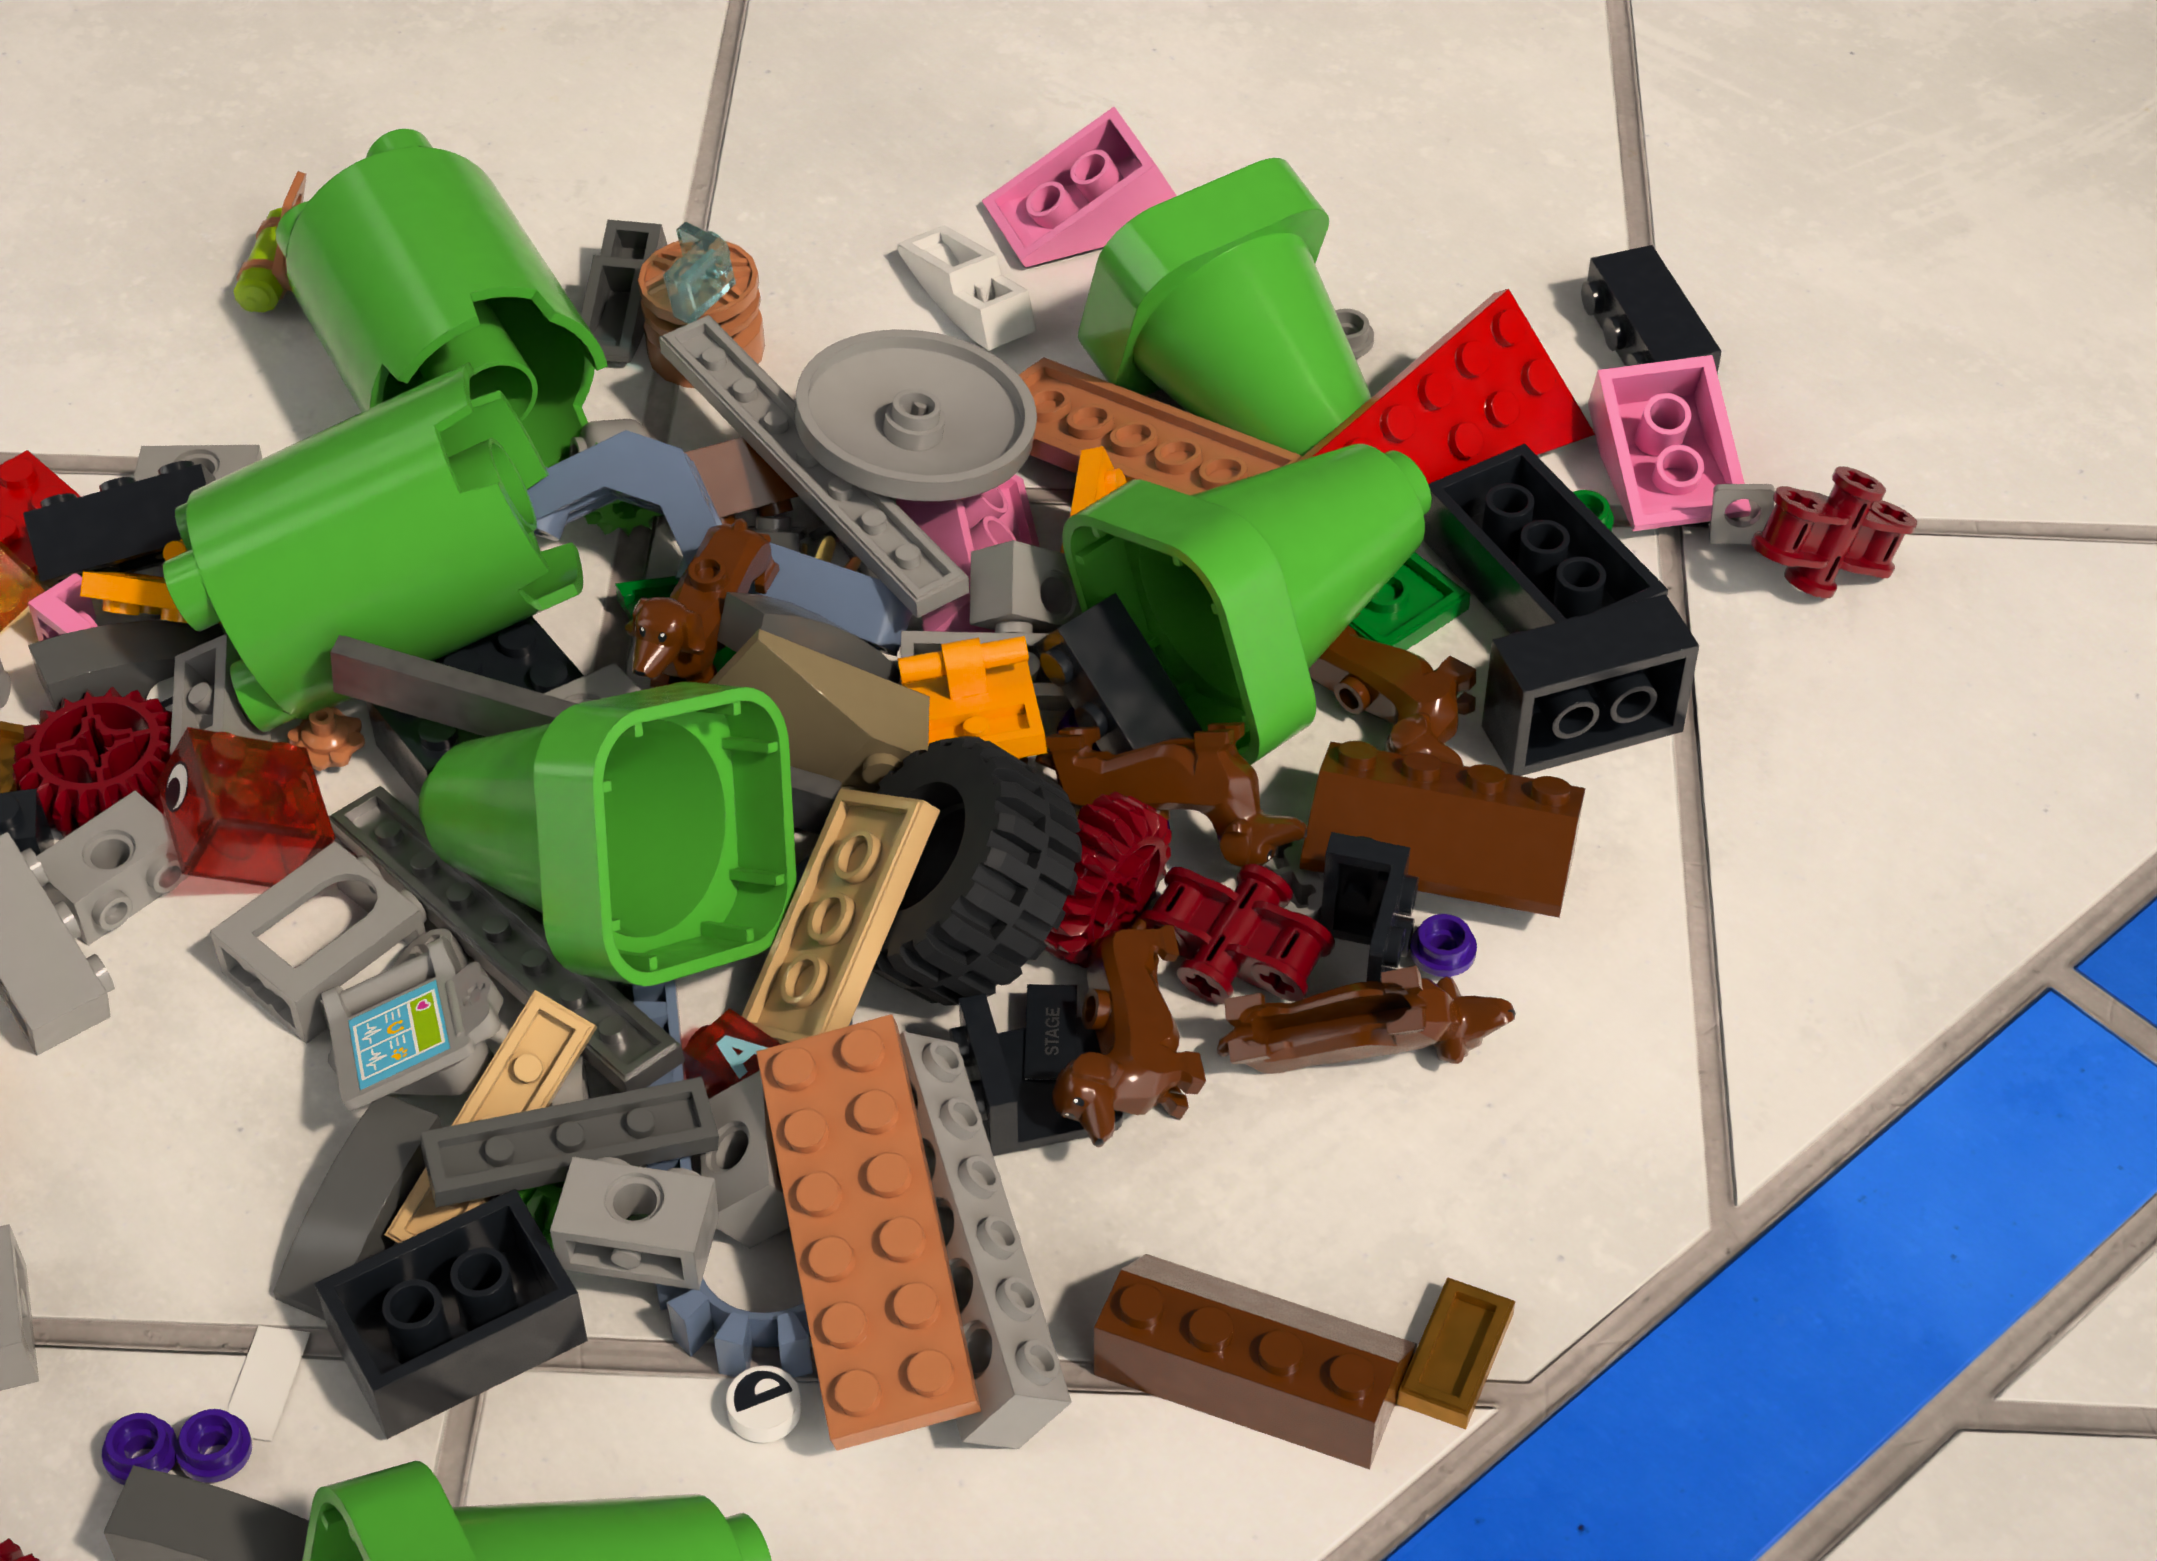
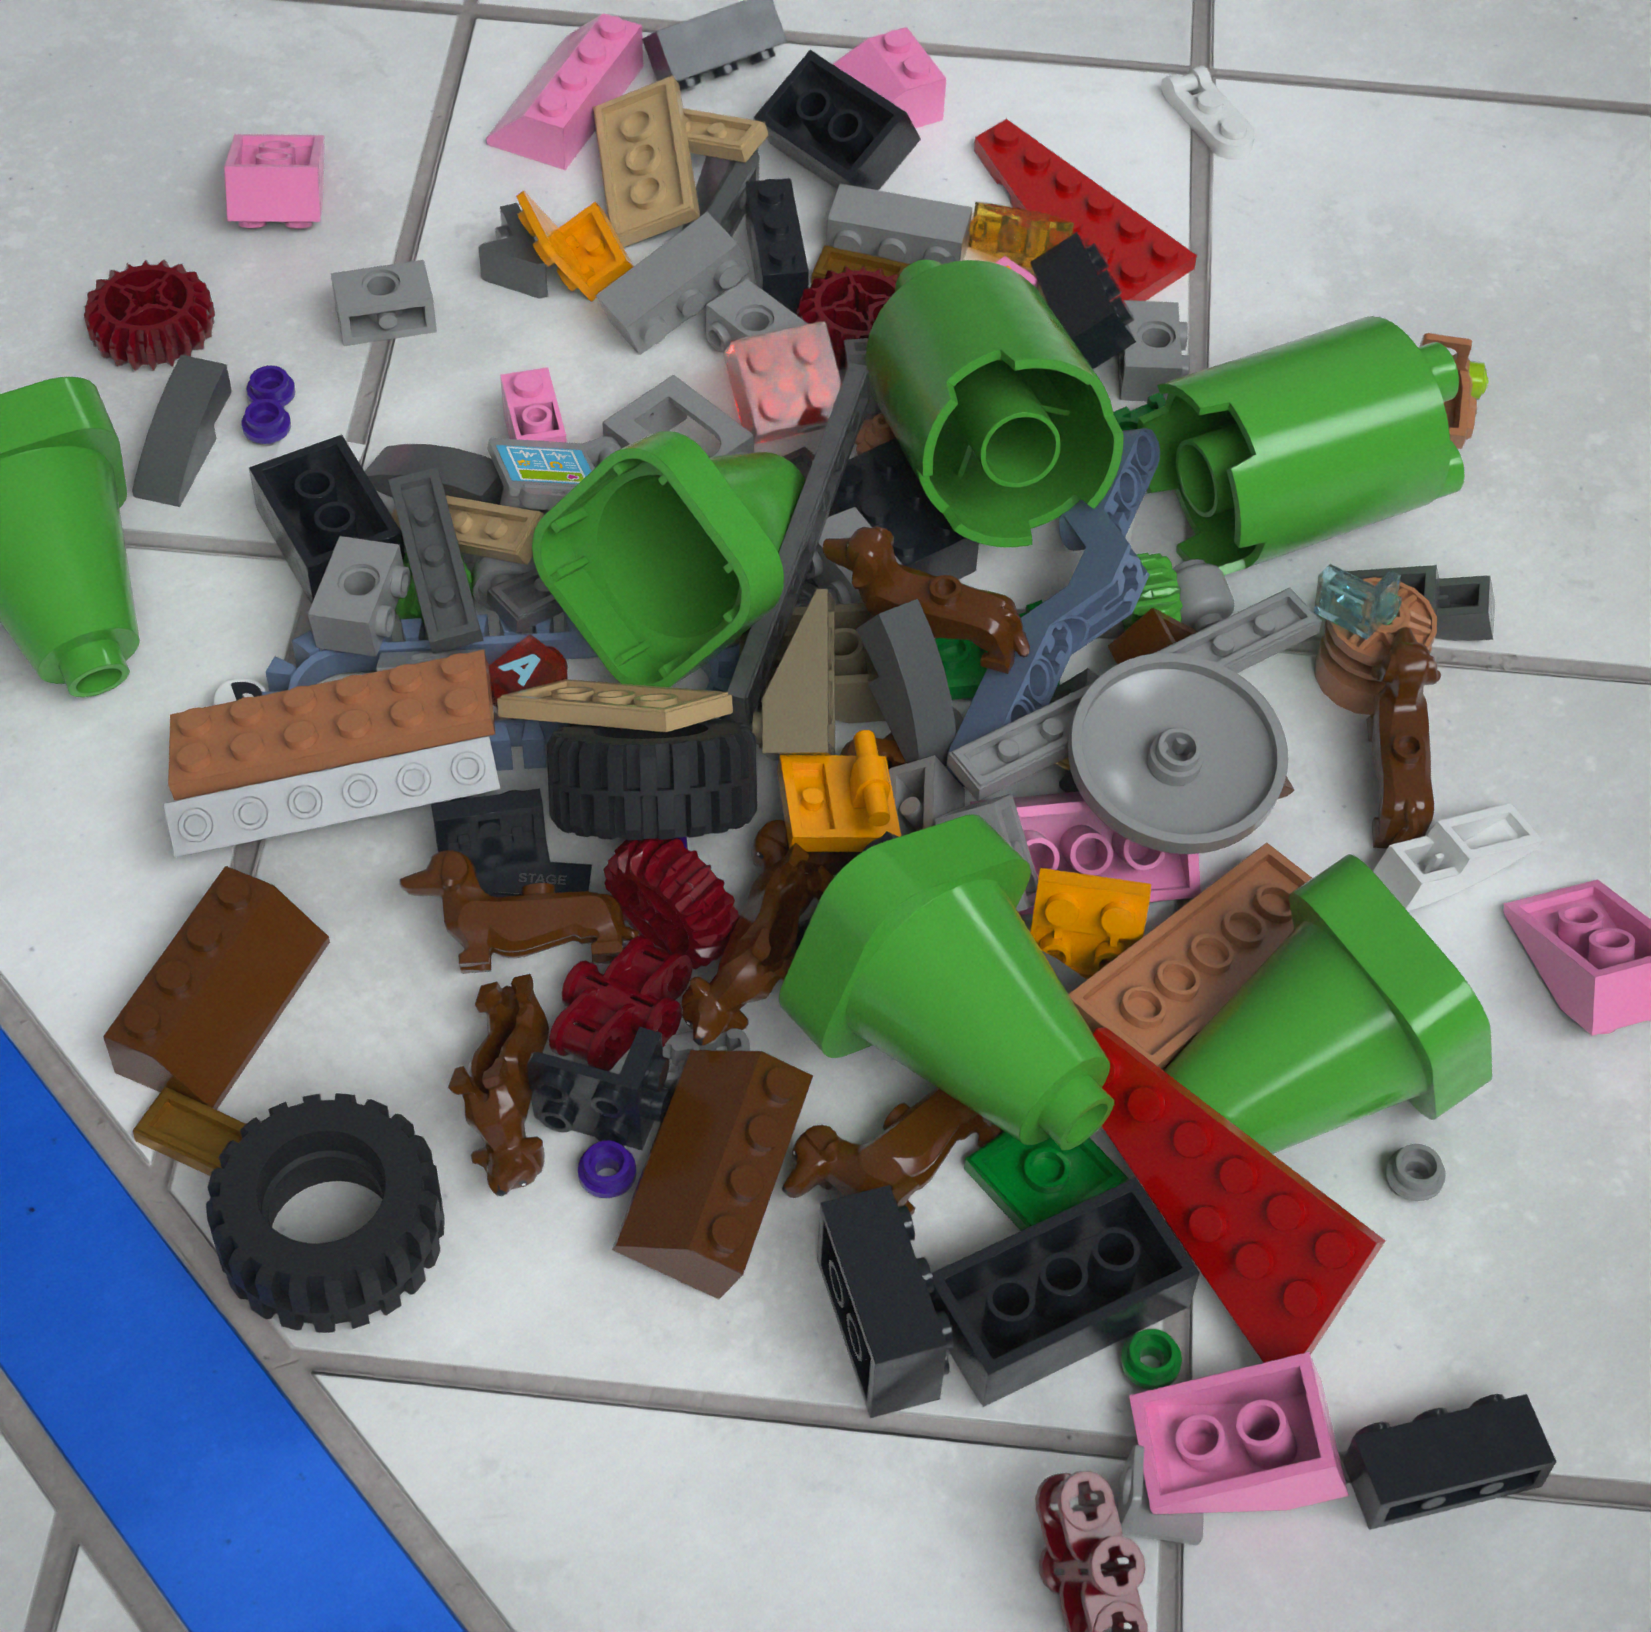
camera: 90 degrees right, 5 degrees up
(263, 1094) = (531, 406): none -> bright pink slope
(840, 297) = (1402, 741): none -> reddish brown animal
(1555, 1243) = (340, 1277): none -> black tyre

